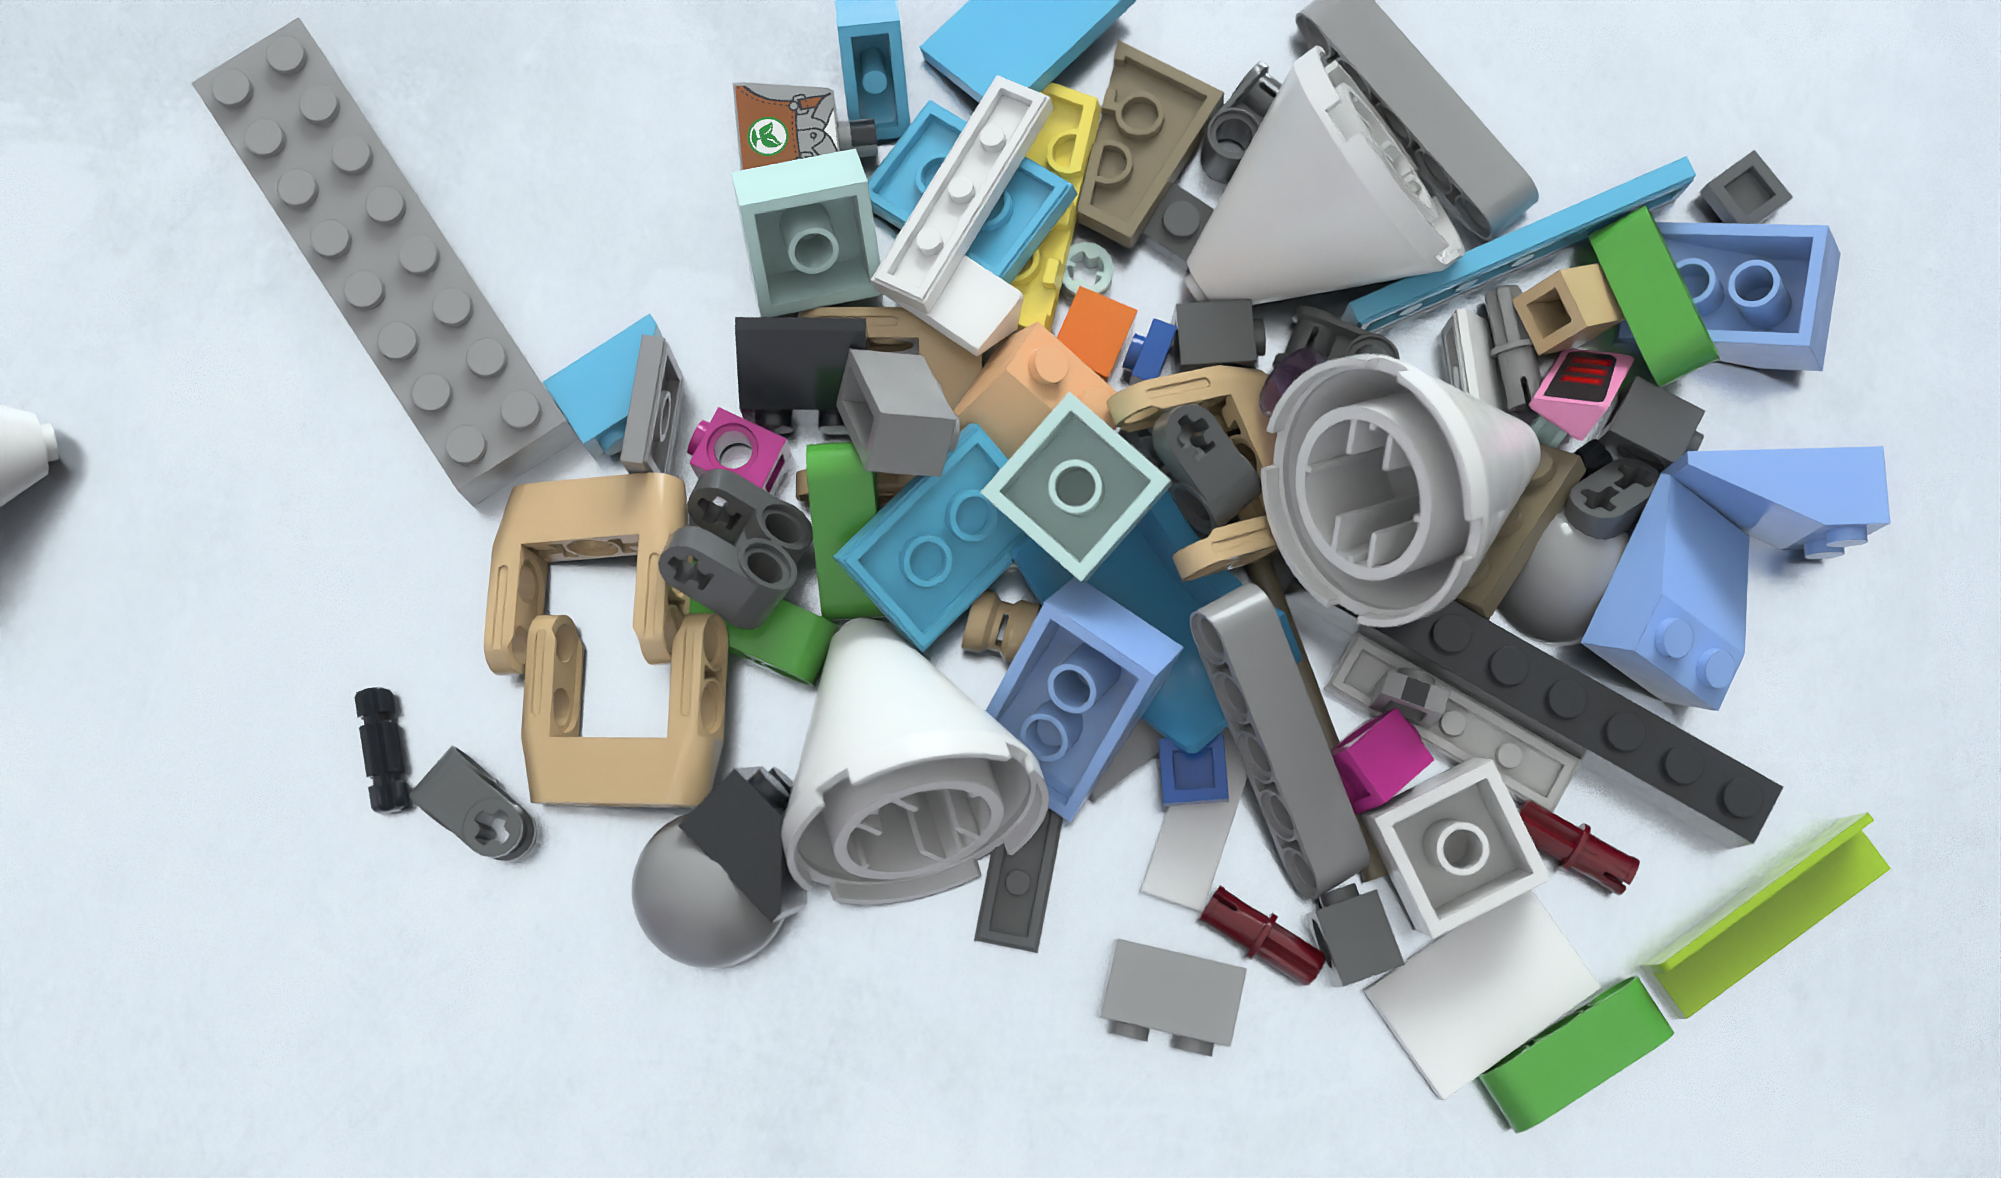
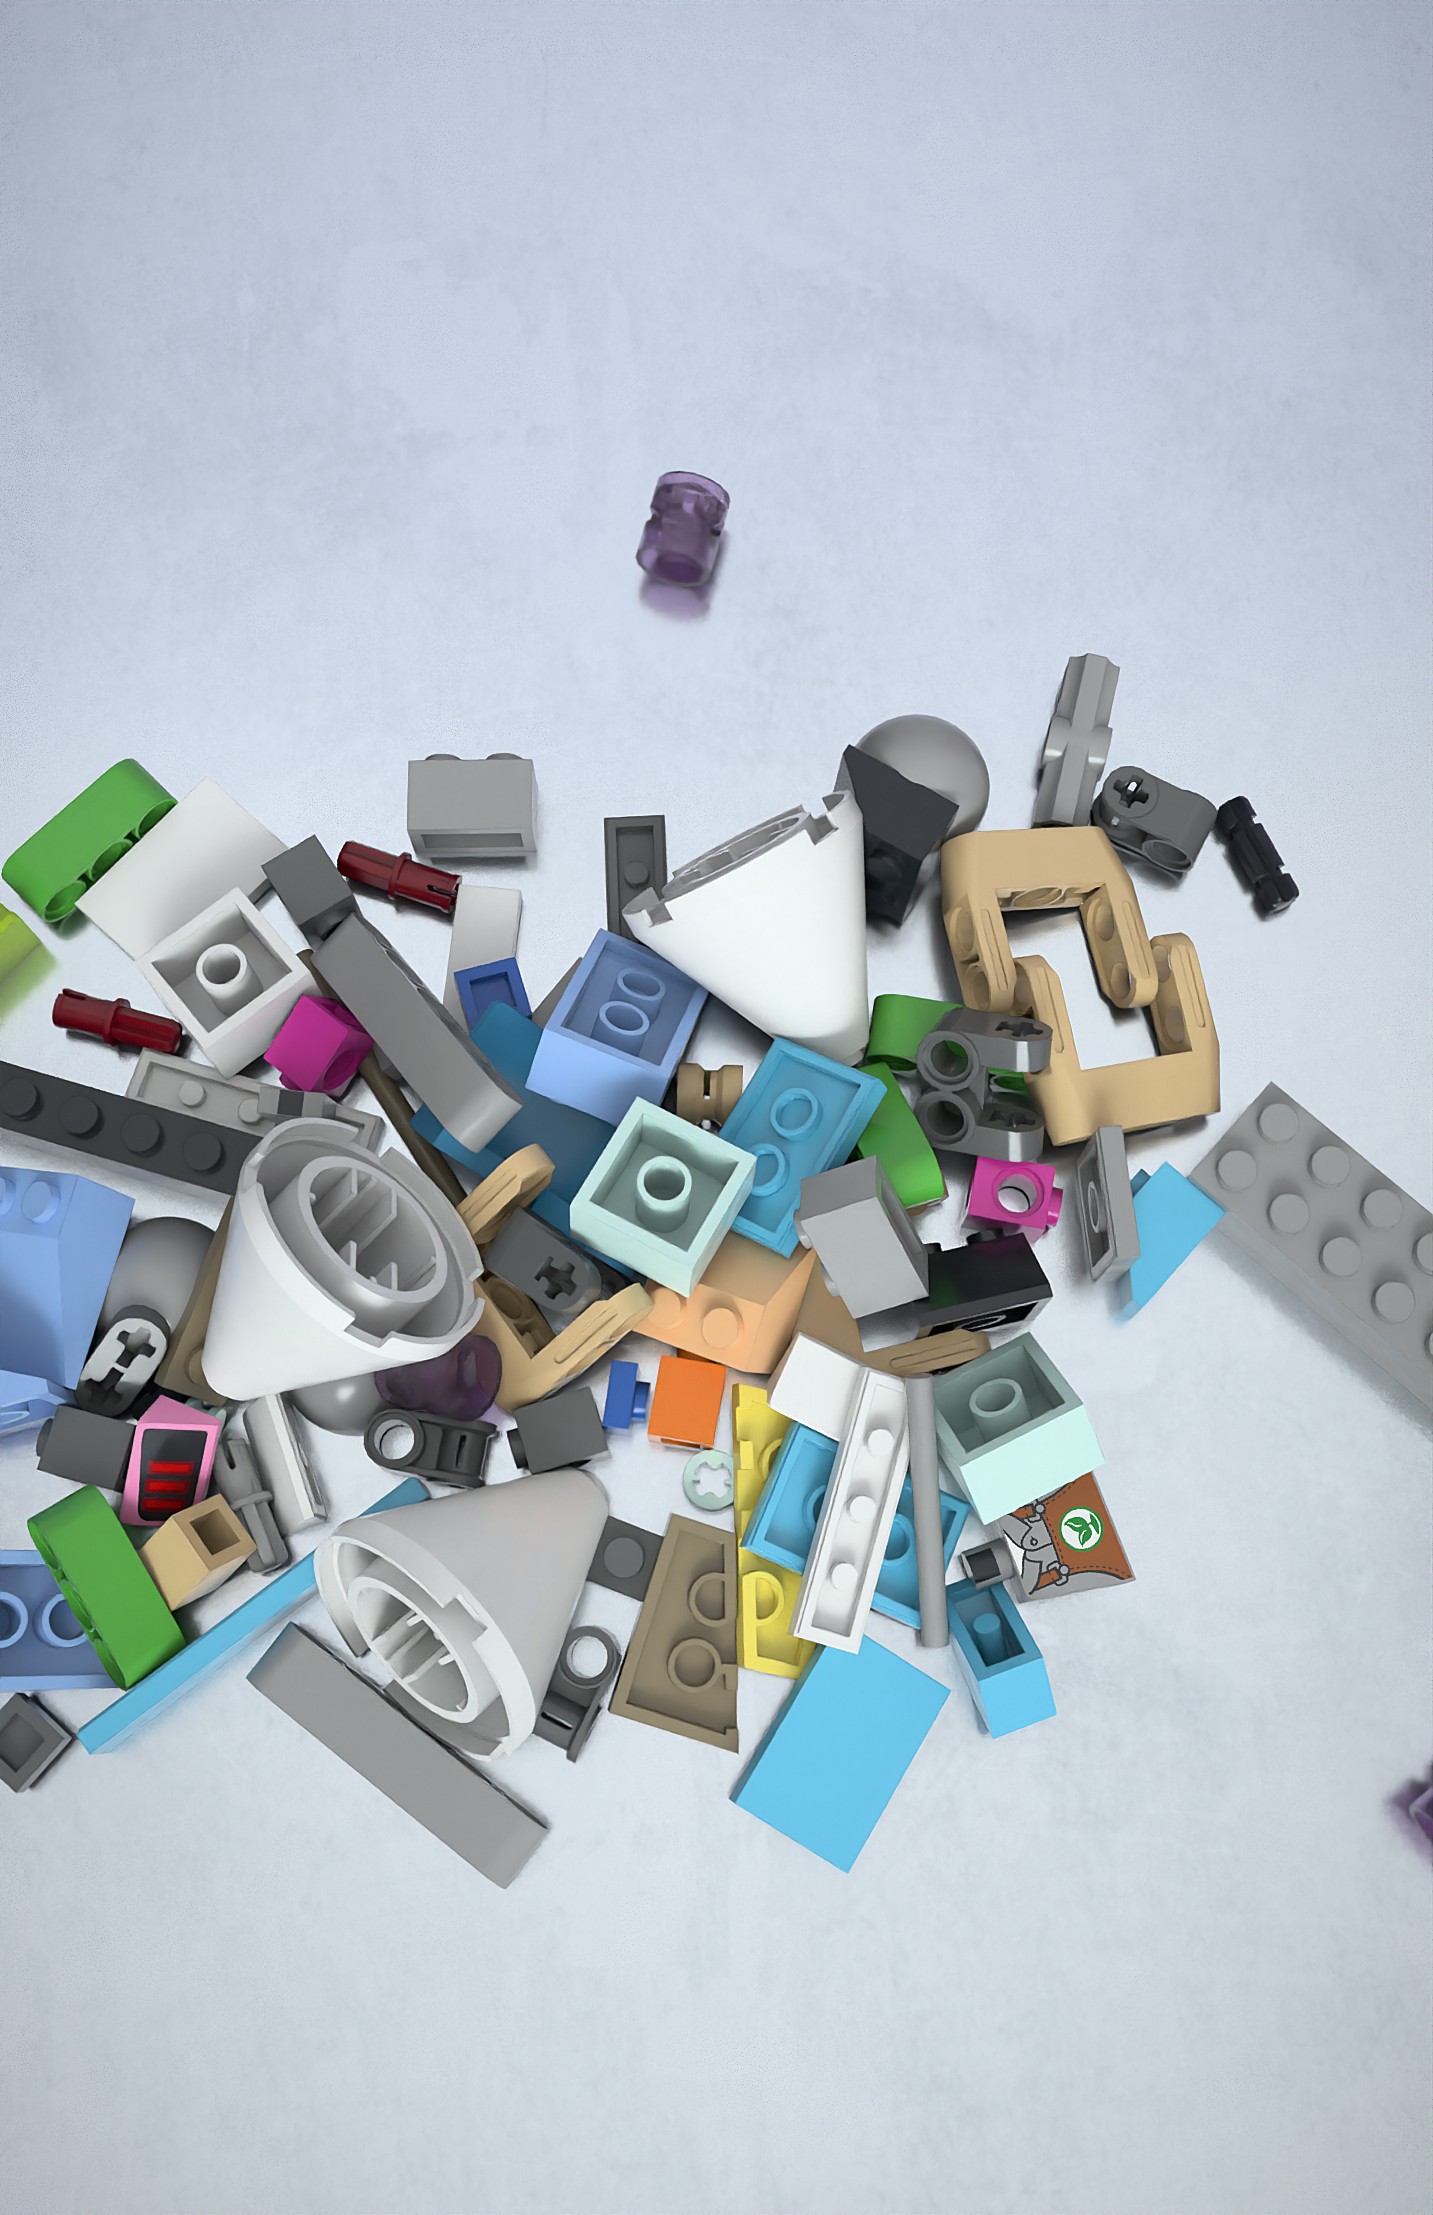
camera: 170 degrees right, 5 degrees down
(528, 907) = (1076, 743): none -> light grey piece
(901, 181) = (927, 1510): none -> light grey bar

